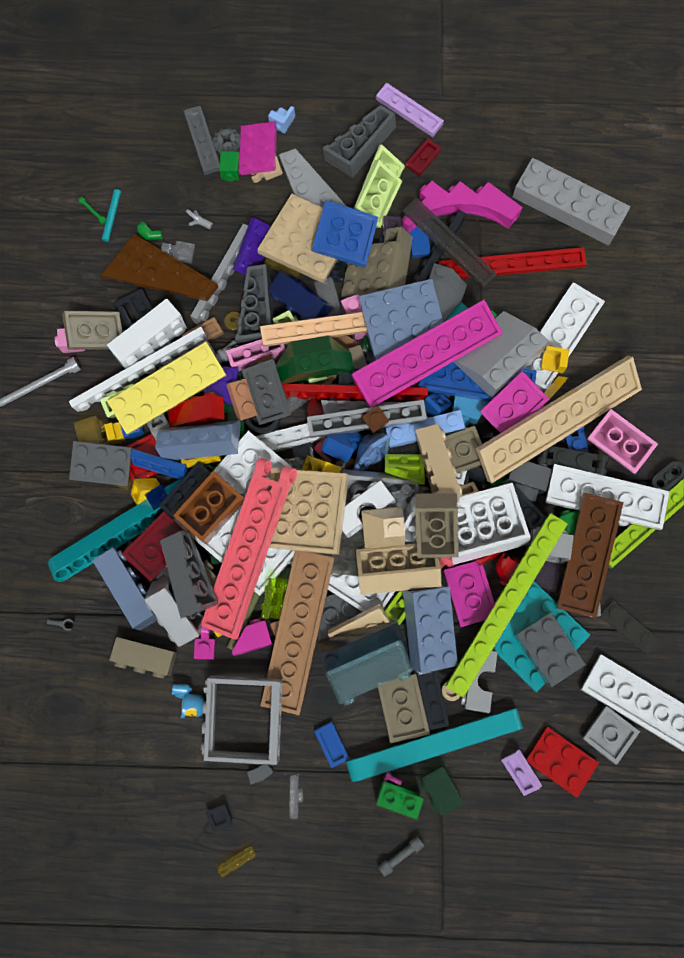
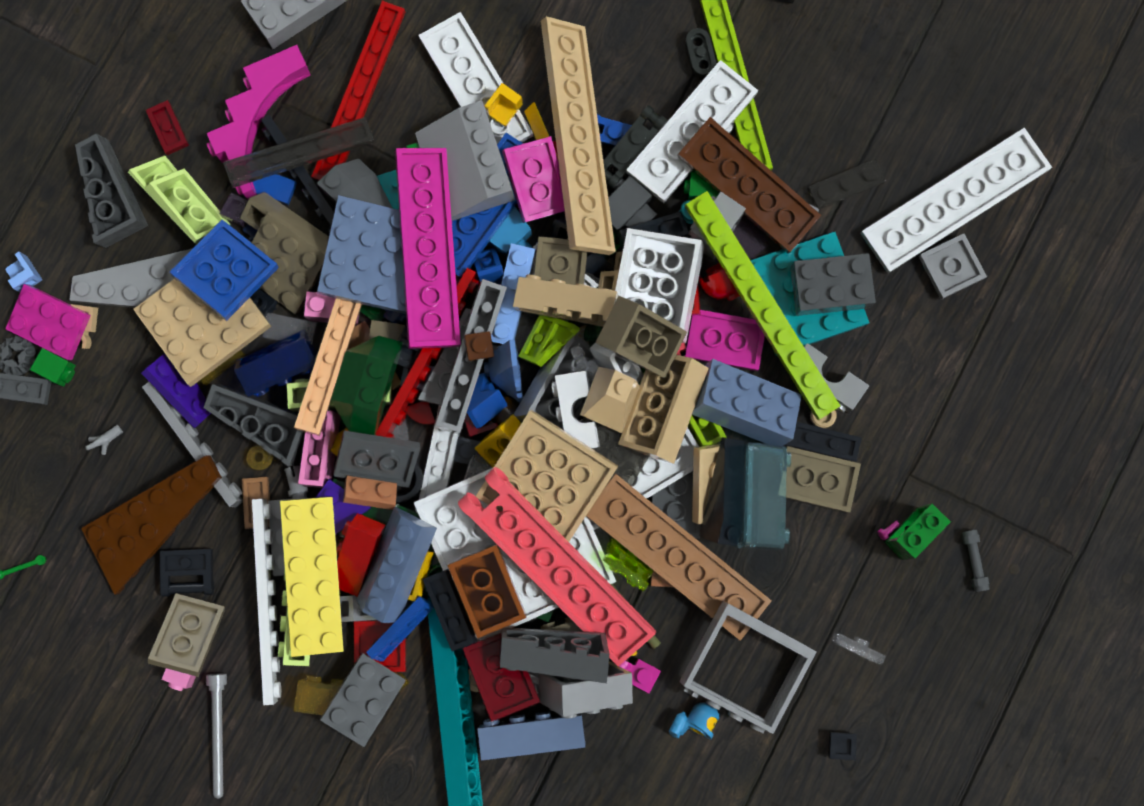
camera: 65 degrees left, 5 degrees up
(111, 215) = (38, 545): teal bar -> none
(116, 433) = (332, 663): yellow leg -> none
(141, 487) = (419, 661): yellow panel -> none
(143, 657) = (620, 753): dark tan brick -> none
(147, 233) = (89, 511): green arm -> none
(148, 334) = (229, 570): white brick -> none
(156, 496) = (438, 649): clear blue tile -> none
(182, 251) = (136, 479): clear plate -> none
(236, 861) = (899, 748): clear yellow axle -> none
(253, 638) = (658, 612): dark pink slope -> none
(260, 773) = (815, 677): dark grey piece -> none
(331, 744) = (820, 579): blue tile -> none
(409, 110) = (95, 113): lavender plate -> none
(434, 745) = (874, 465): teal beam -> none
(441, 791) = (927, 481): clear green brick -> none
(521, 772) = (948, 383): lavender plate -> none
(561, 761) = (955, 334): red plate -> none
(622, 441) = (637, 81): bright pink slope -> none

